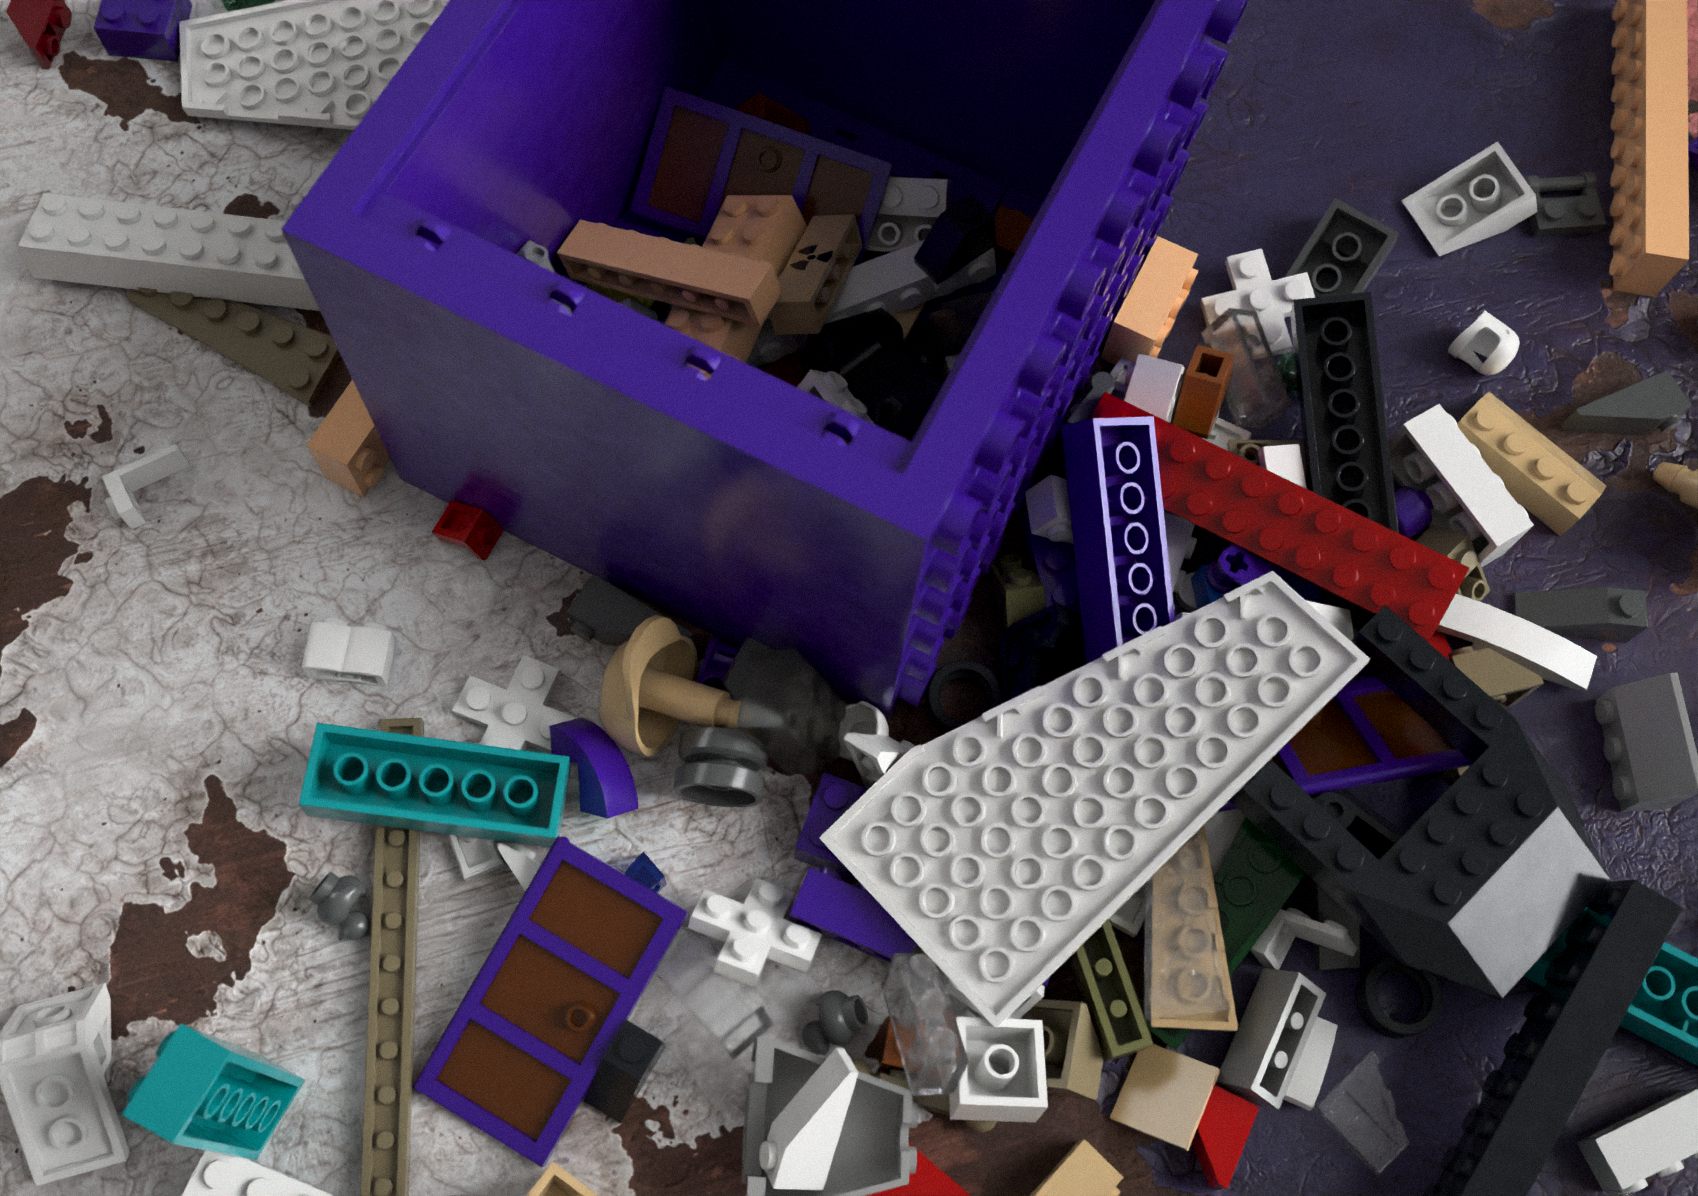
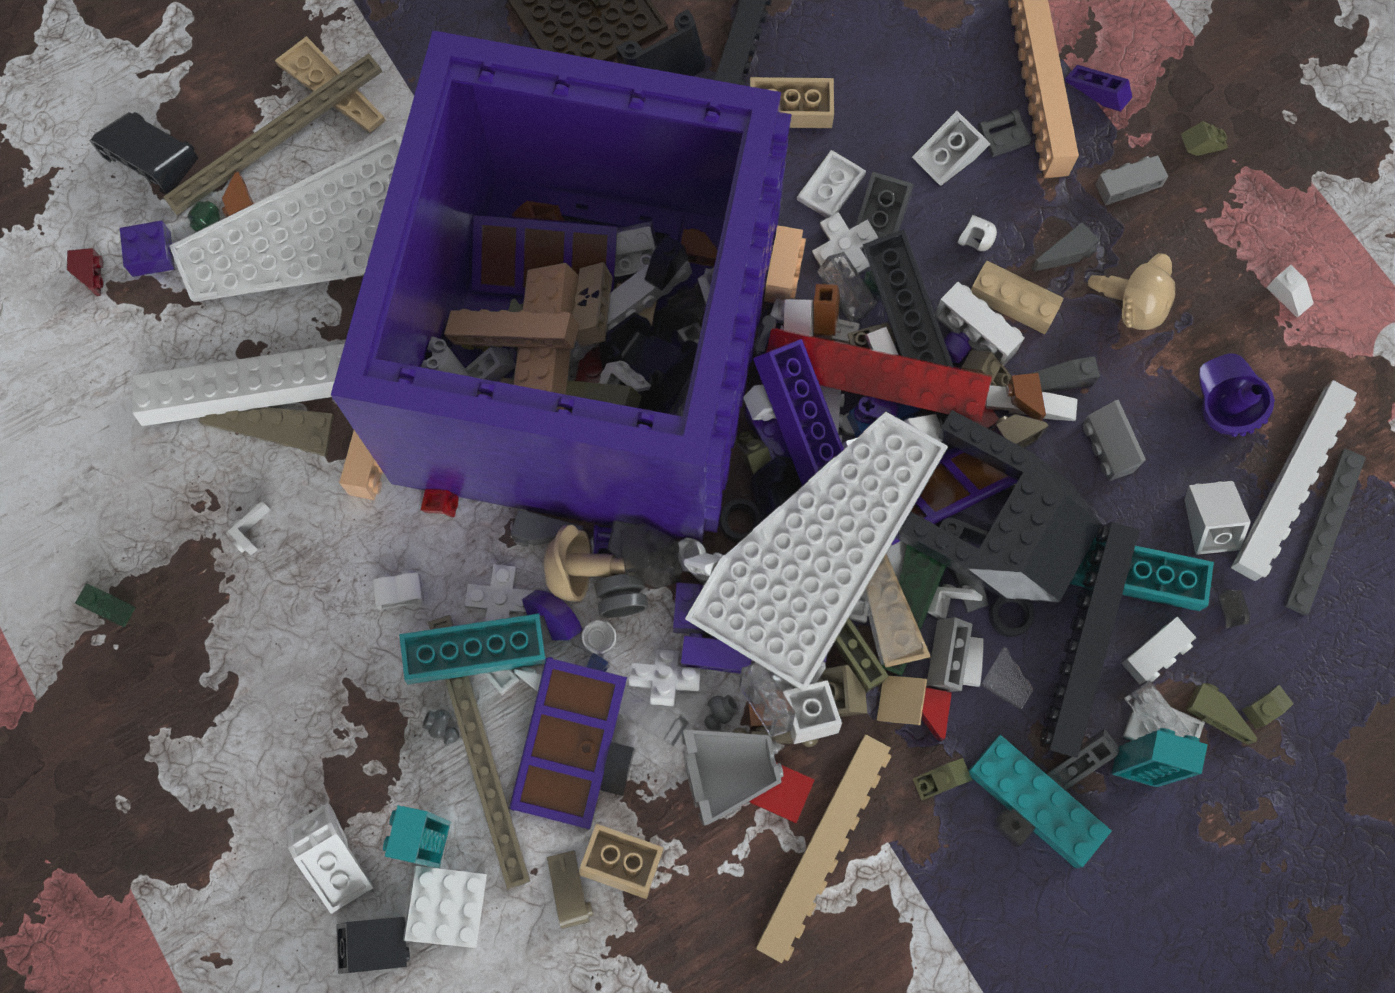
camera: 10 degrees left, 5 degrees up
(662, 828) = (598, 637): none -> white hair
(809, 1127) = (723, 768): white slope -> none
(1258, 74) = (805, 98): none -> tan brick
(1259, 207) = (831, 185): none -> white tile
(1515, 622) = (1027, 395): none -> dark orange slope

